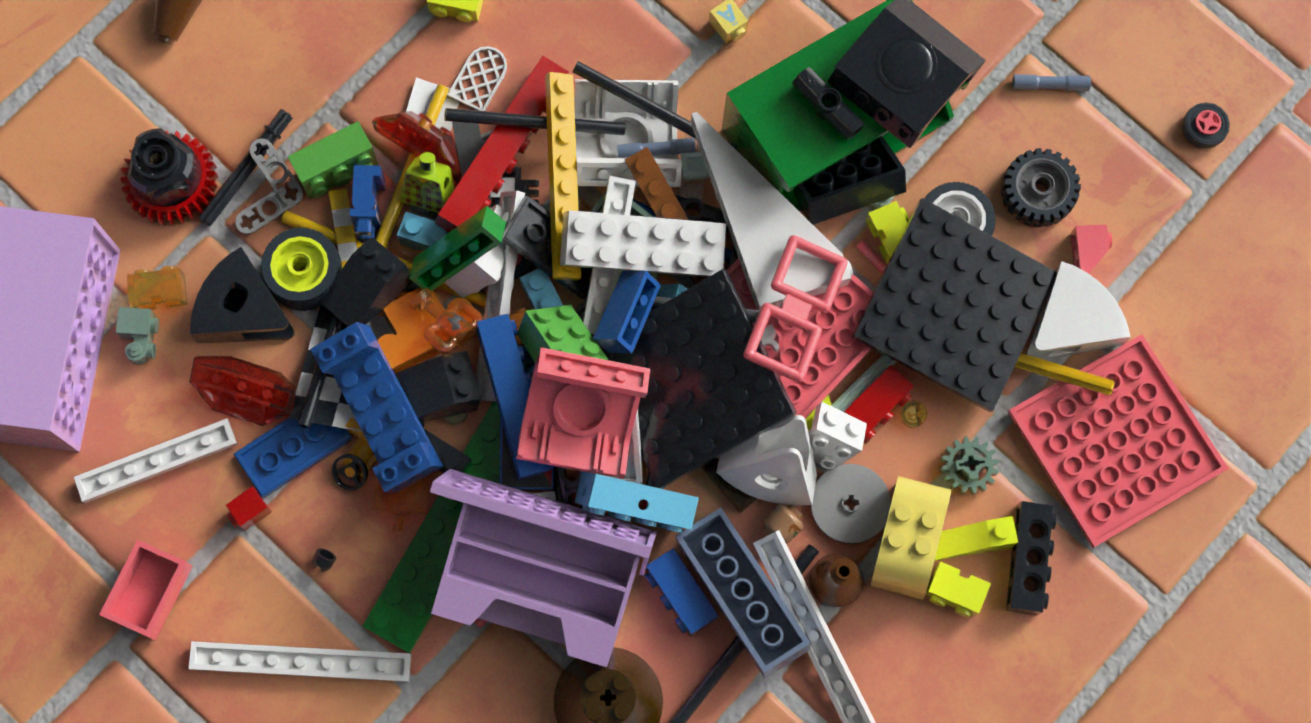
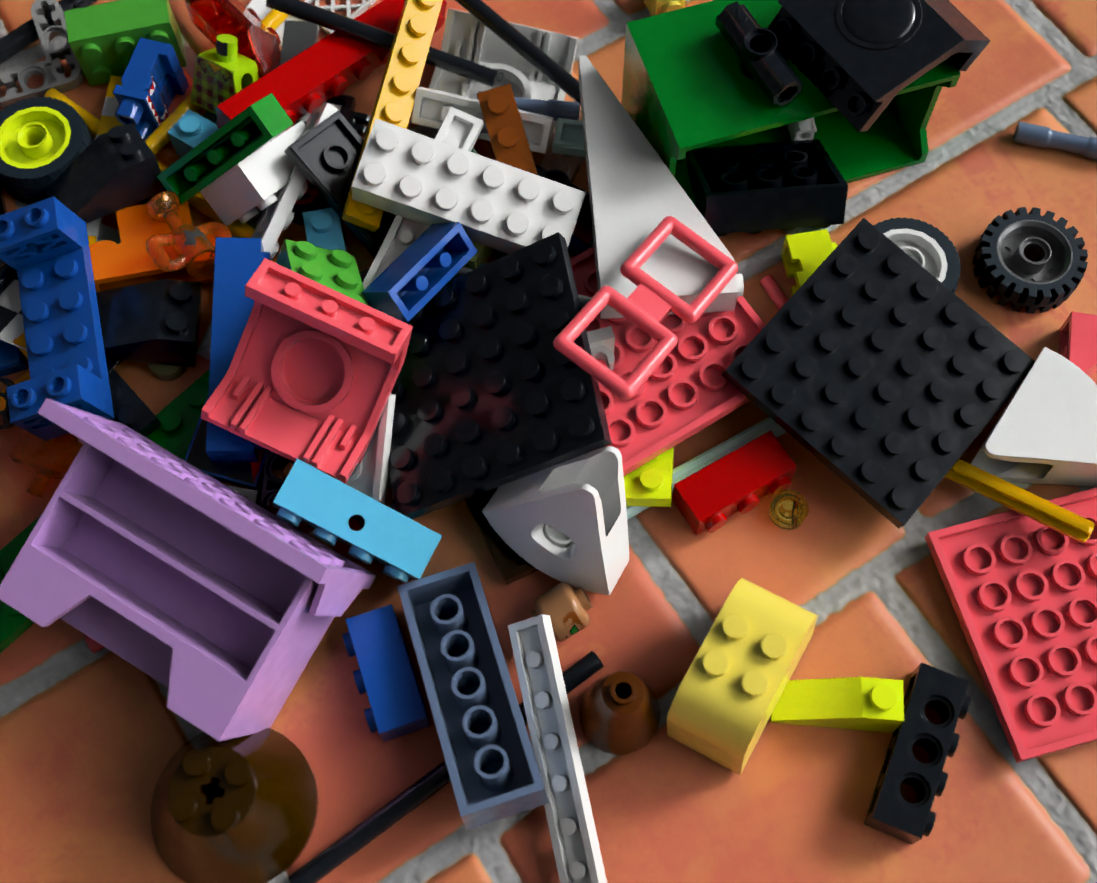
camera: 20 degrees right, 10 degrees down
(835, 436) = (663, 504): white bracket -> none
(835, 518) = (650, 583): light grey piece -> none
(956, 591) = (795, 774): neon yellow brick -> none
(968, 454) = (868, 588): sand green gear -> none

